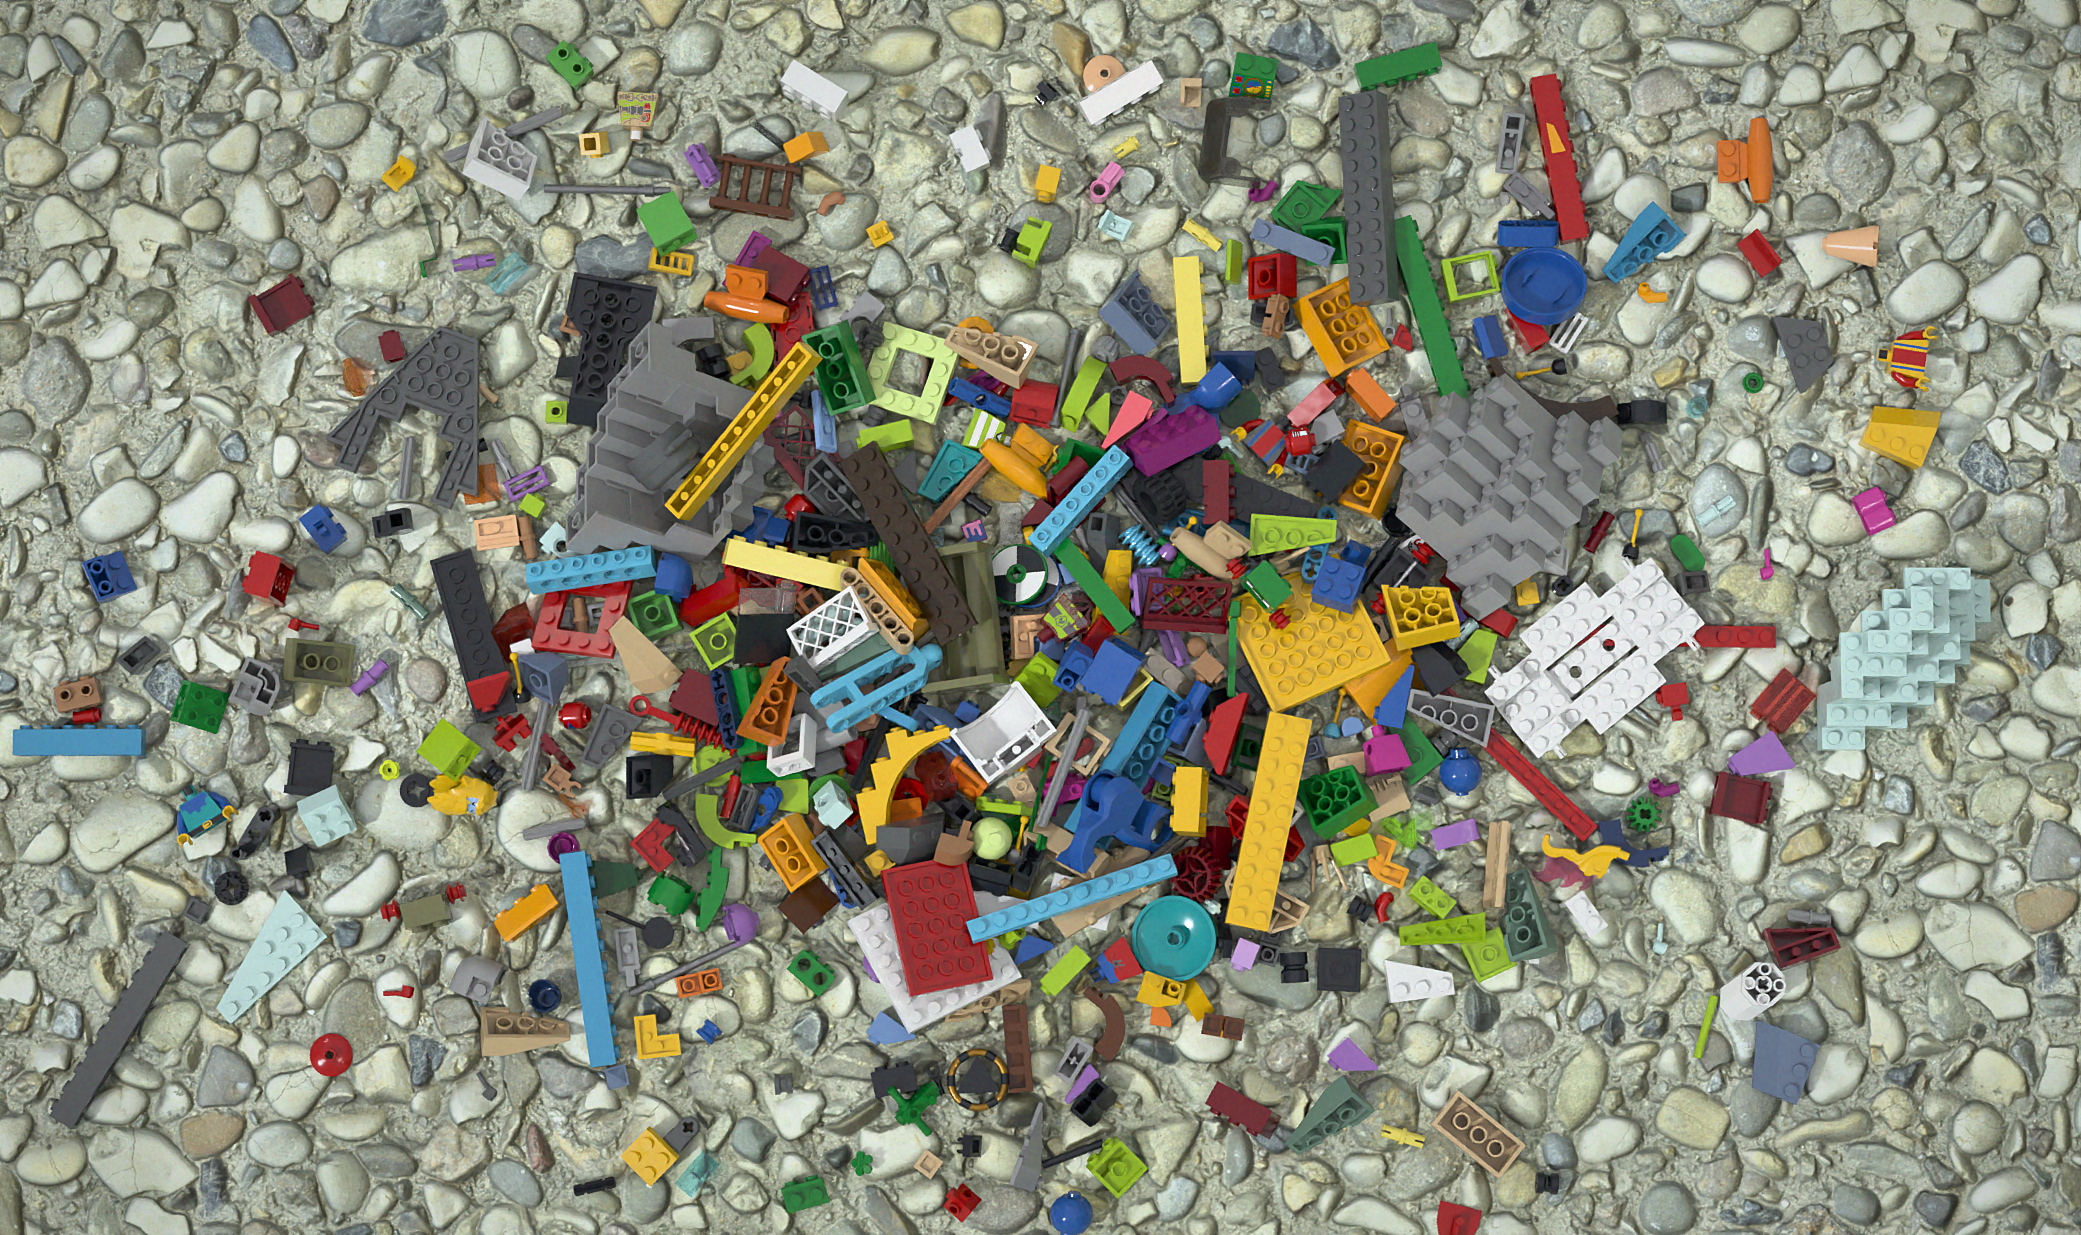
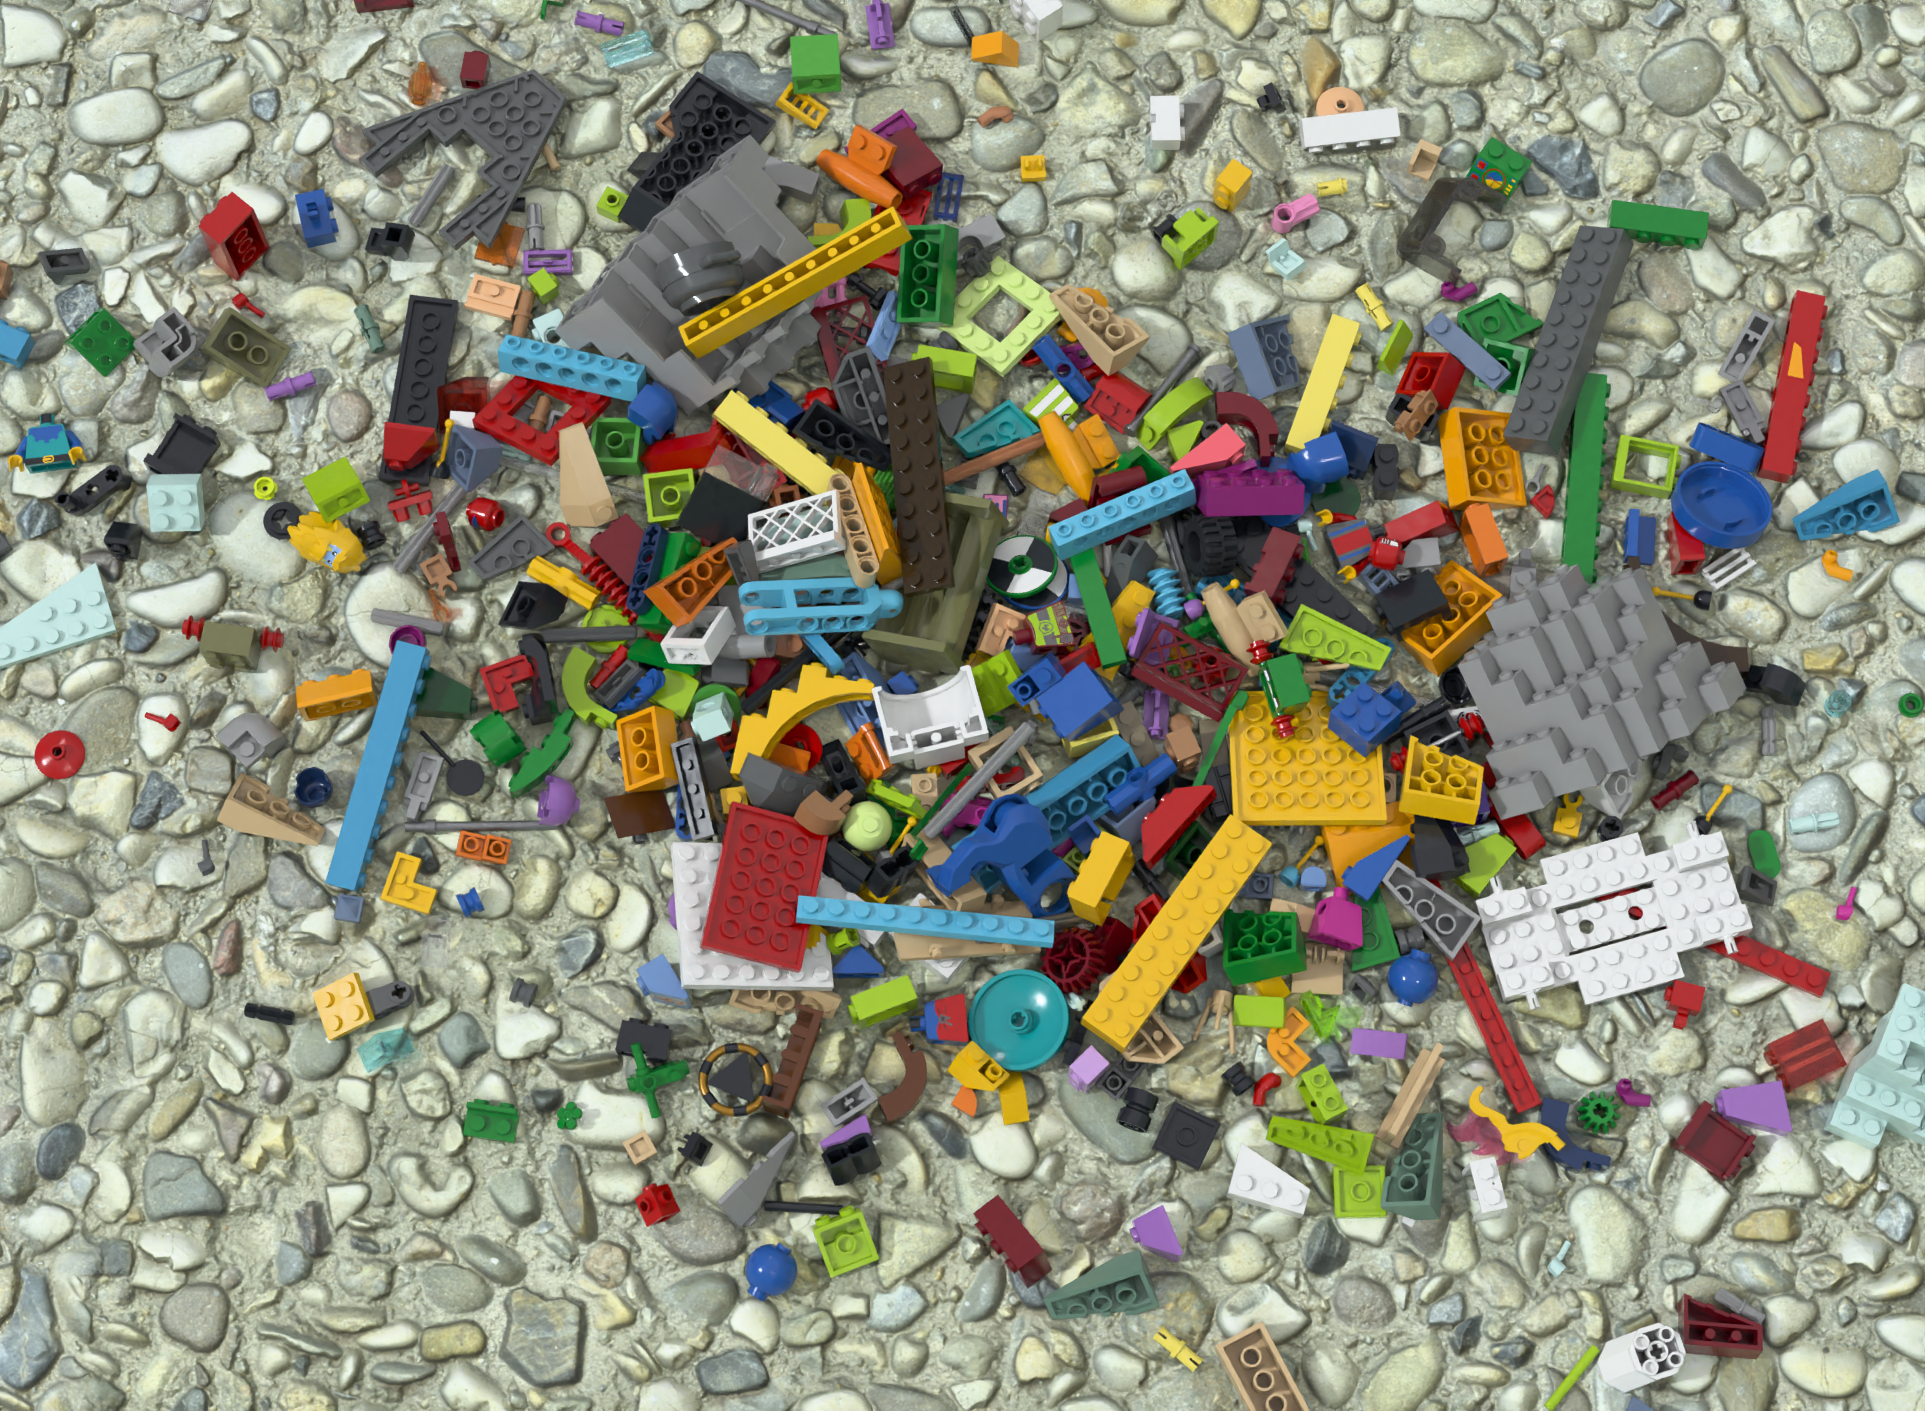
camera: 25 degrees right, 10 degrees down
(109, 577) = (73, 173): blue brick -> none
(240, 892) = (49, 545): black gear -> none
(712, 354) = (801, 214): black wheel -> none
(762, 207) = (921, 90): reddish brown fence -> none
(808, 977) = (605, 889): green brick -> none
(936, 776) = (837, 736): clear red brick -> none
(937, 1080) = (692, 1061): black hand -> none
(1223, 1026) = (1029, 1138): reddish brown hips -> none

